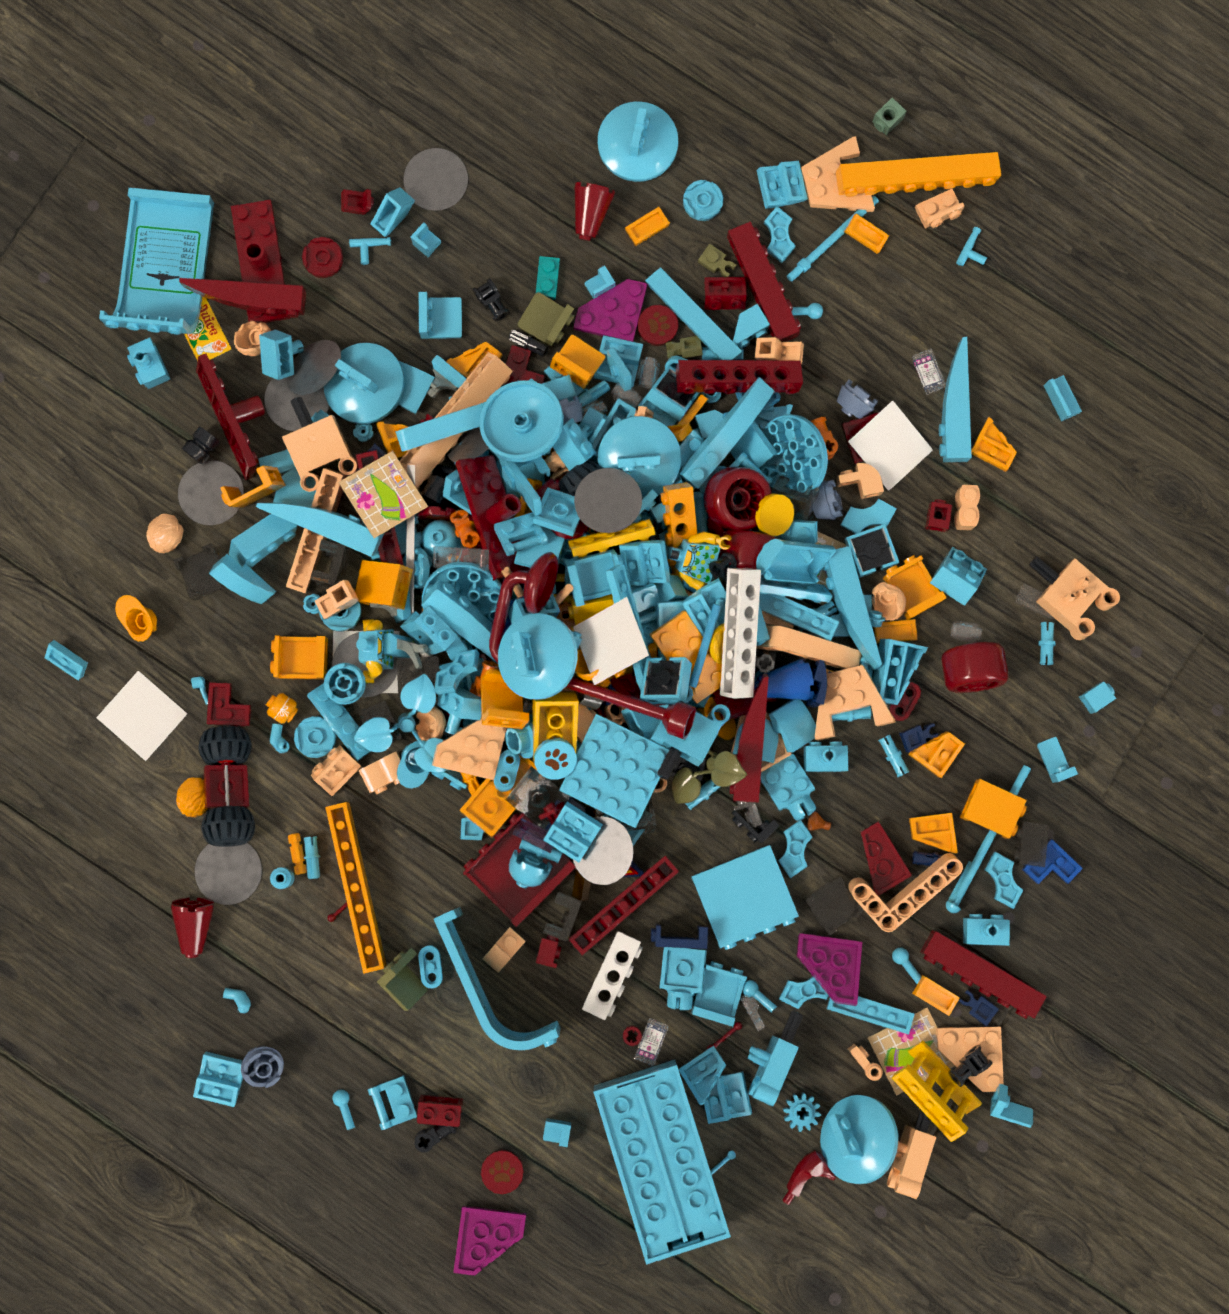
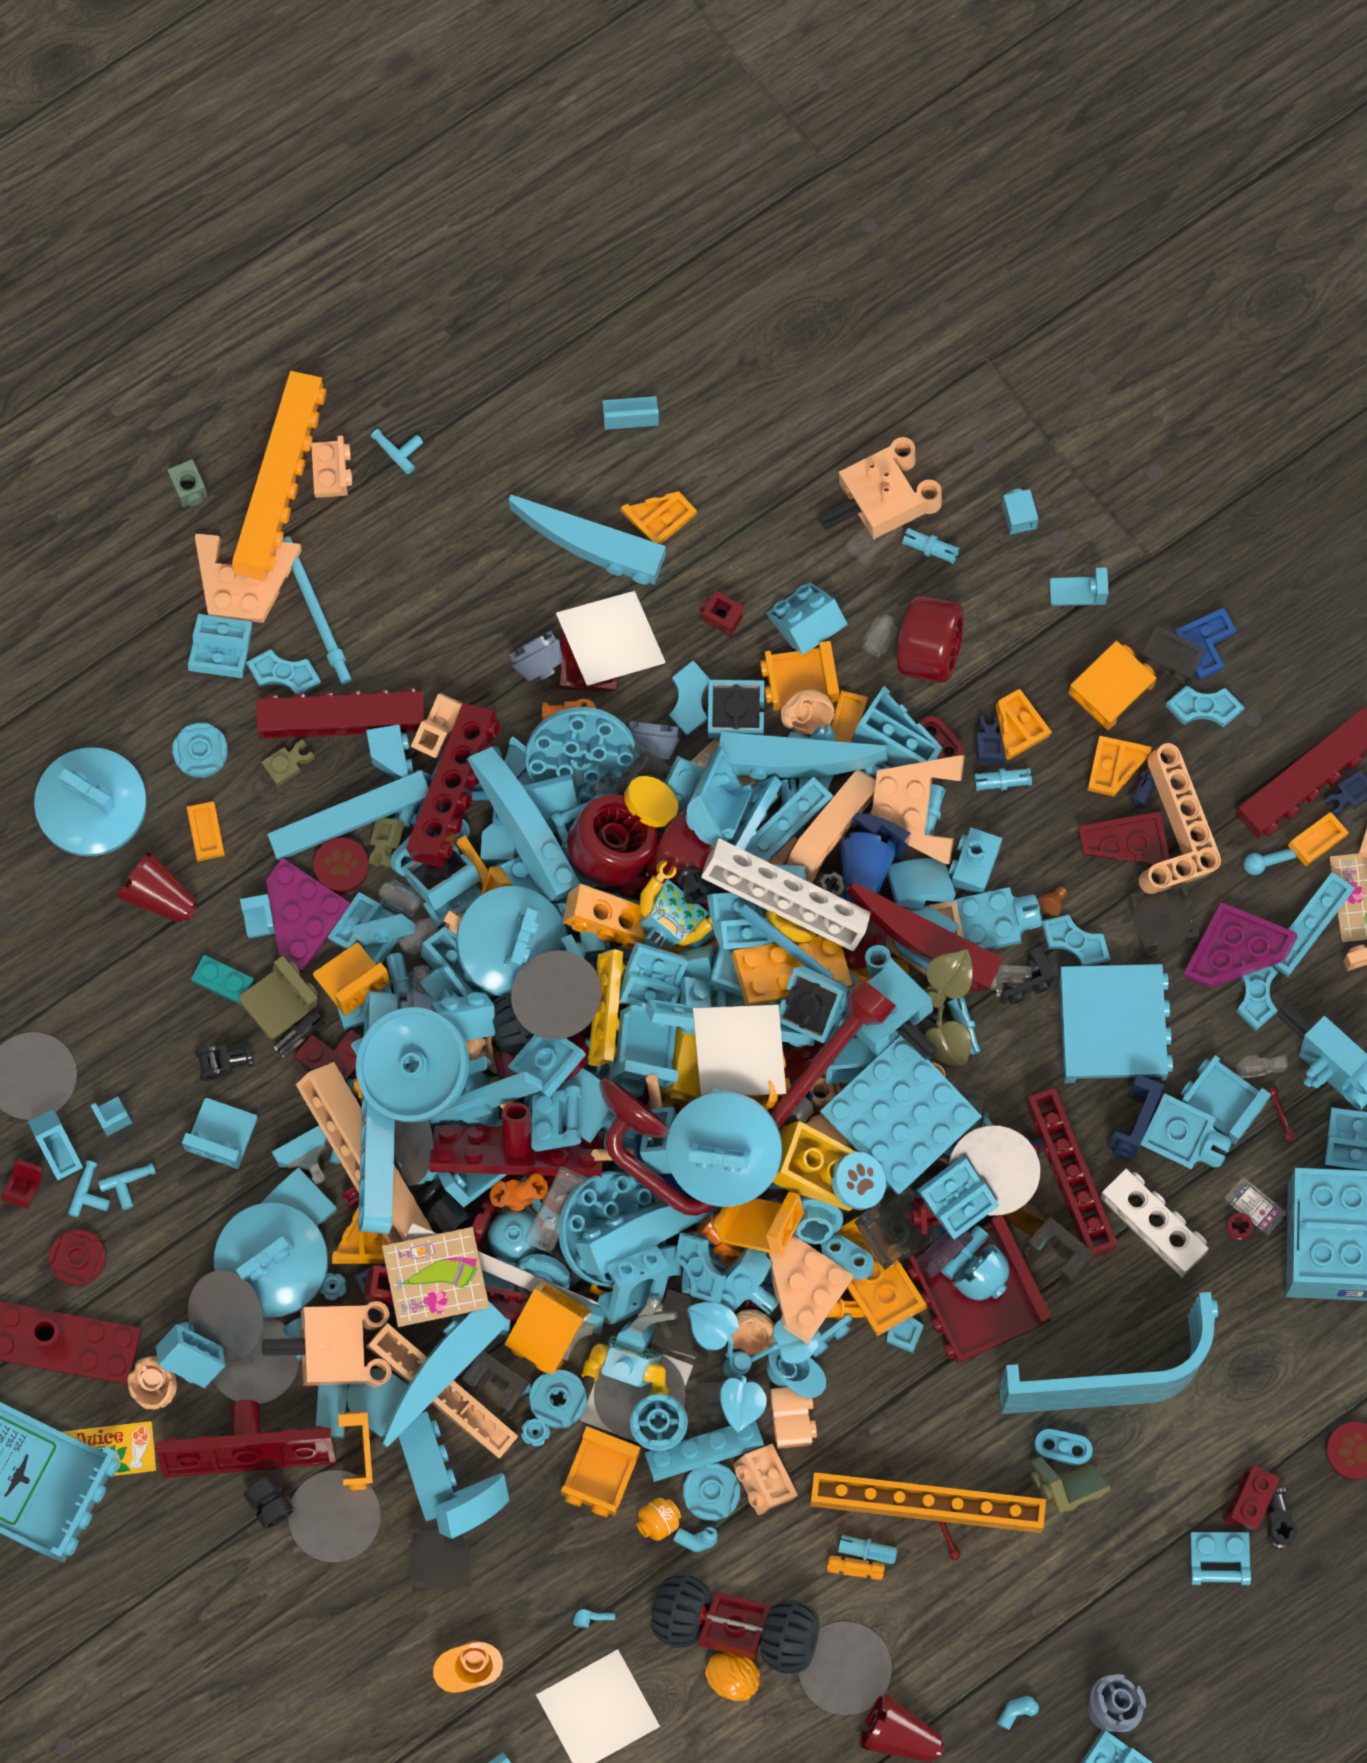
camera: 65 degrees left, 10 degrees down
(148, 363) = (130, 1534): medium azure brick -> none
(164, 533) = (367, 1592): light nougat hair -> none
(220, 709) = (632, 1600): dark red plate -> none
(251, 296) = (98, 1362): dark red slope -> none
(288, 878) = (876, 1602): medium azure brick -> none
(337, 599) = (546, 1391): light nougat brick -> none
(341, 1099) = (1192, 1623): medium azure bar -> none
(384, 264) = (119, 1182): none -> medium azure piece
(471, 358) = (294, 1112): light orange wing -> none
(504, 950) = (1077, 1345): light nougat brick -> none
(548, 951) = (1096, 1290): dark red brick -> none
(557, 1131) = (1328, 1362): medium azure panel -> none
(703, 1073) = (1316, 1149): medium azure wing -> none
(725, 293) = (333, 766): dark red bracket -> none
(752, 990) = (1231, 1057): medium azure bar -> none
(814, 311) = (399, 667): medium azure bar -> none
(866, 233) = (326, 566): light orange tile -> none
(866, 476) = (640, 681): light nougat brick -> none
(928, 371) = (533, 558): clear tile -> none
(967, 512) = (719, 574): light nougat brick -> none
(972, 867) = (1188, 751): medium azure bar -> none
(986, 931) = (1259, 749): medium azure brick -> none

